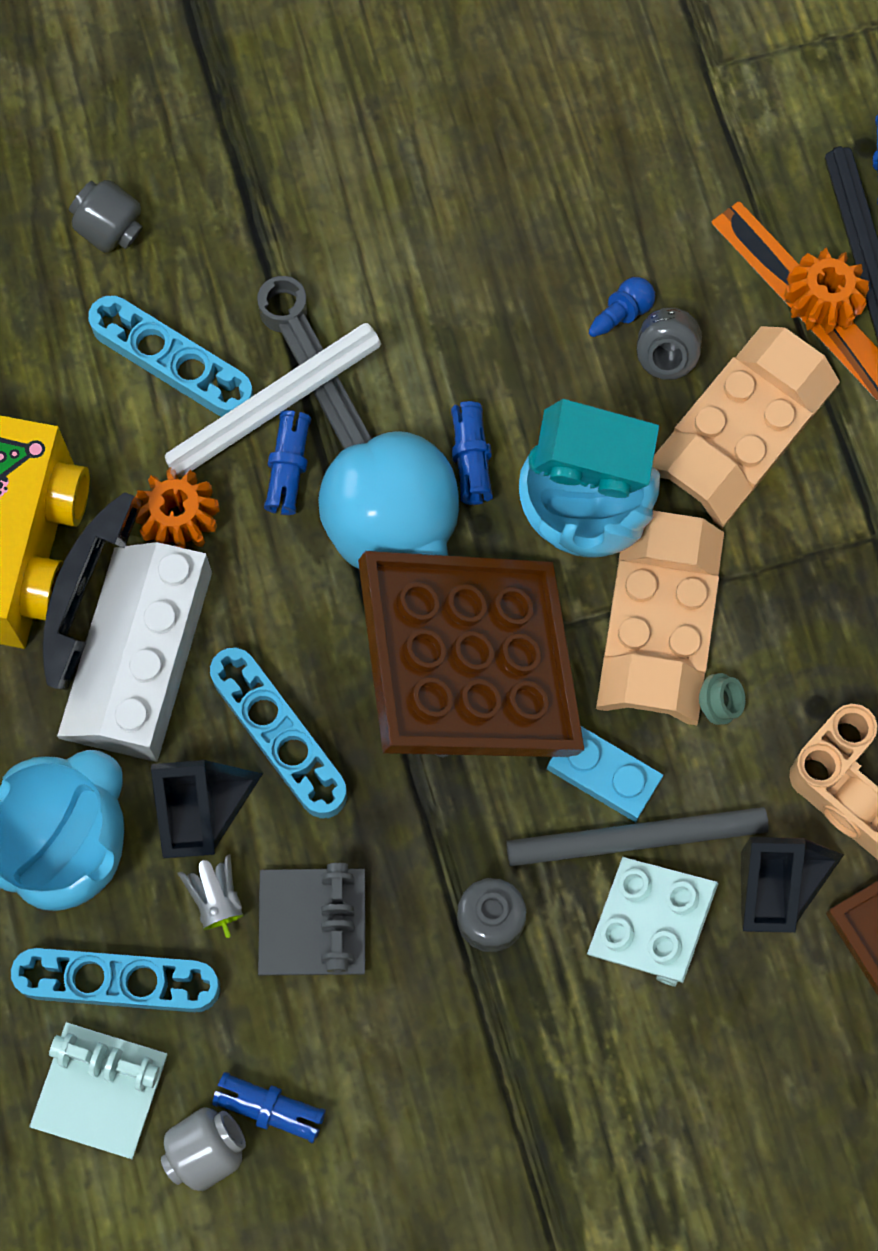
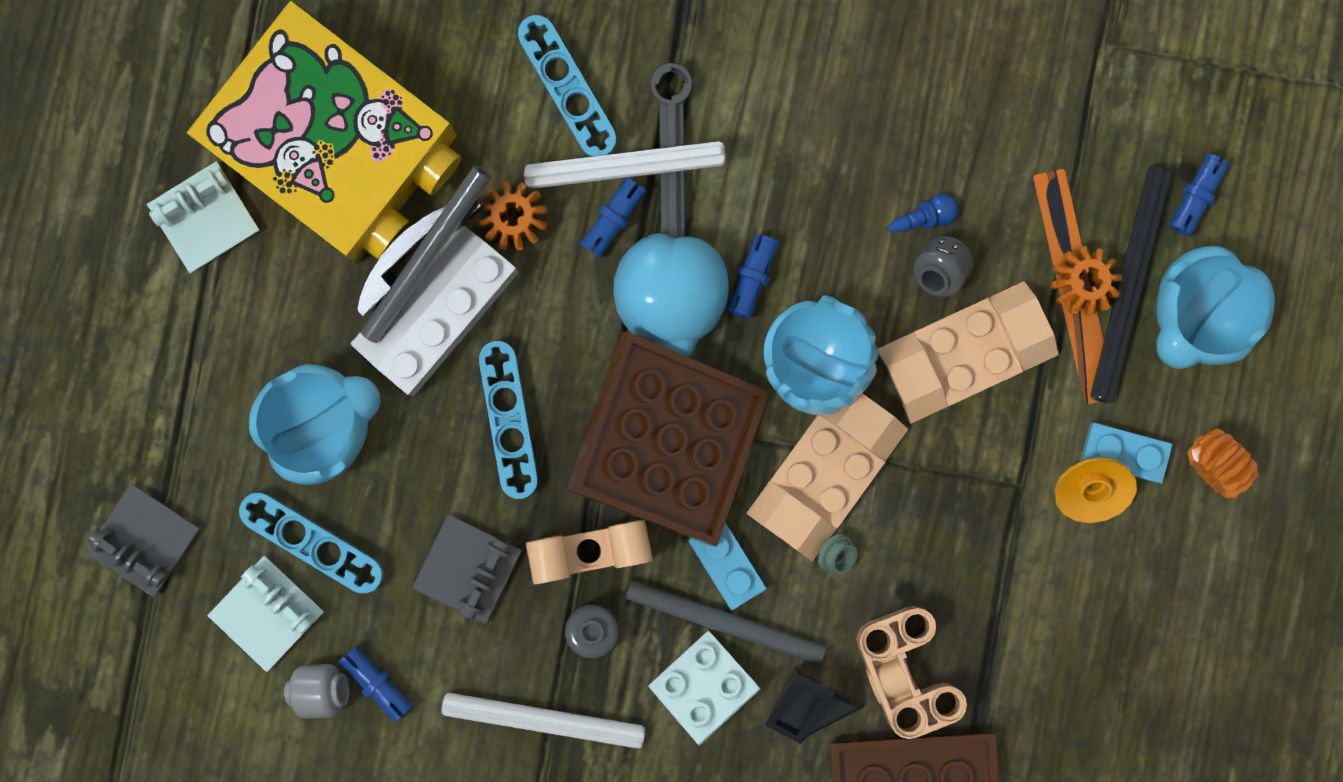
camera: 20 degrees right, 15 degrees up
(97, 580) = (426, 254): none -> dark grey piece
(198, 804) = (425, 448): black slope -> none
(214, 894) = (406, 521): flat silver piece -> none
(474, 804) = (619, 547): none -> light nougat beam
(486, 1052) = (543, 720): none -> white axle
(594, 448) = (831, 341): teal brick -> none

